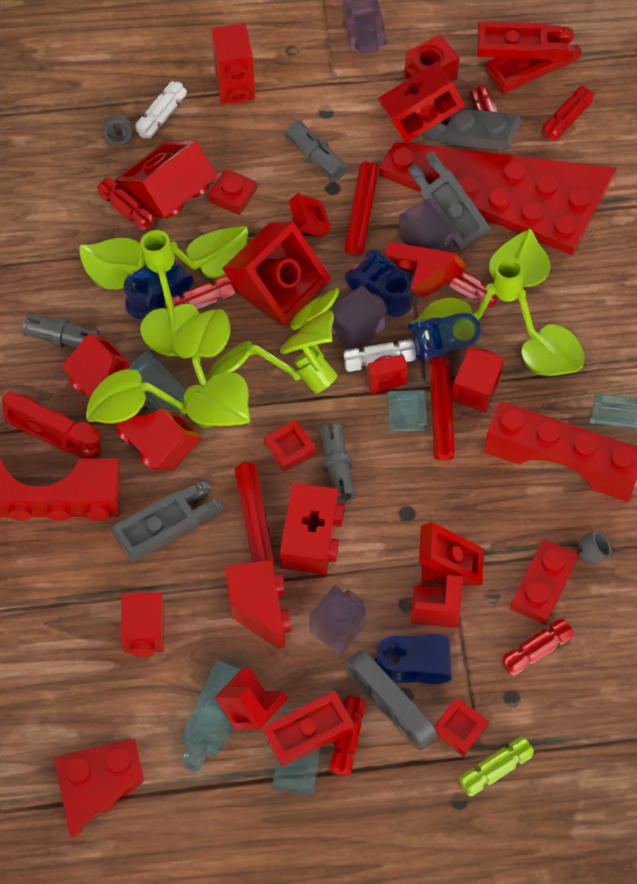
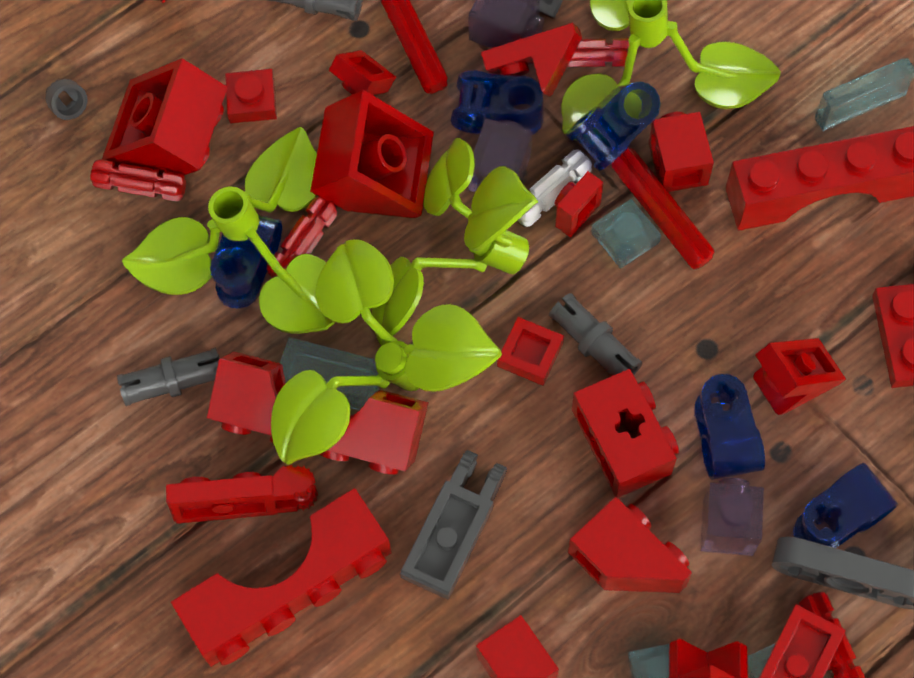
camera: 30 degrees left, 5 degrees up
(160, 109) = (100, 47): white axle -> none
(254, 512) = (548, 456): red axle -> none
(376, 569) = (729, 437): none -> clear blue piece
(437, 604) = (820, 430): red panel -> none

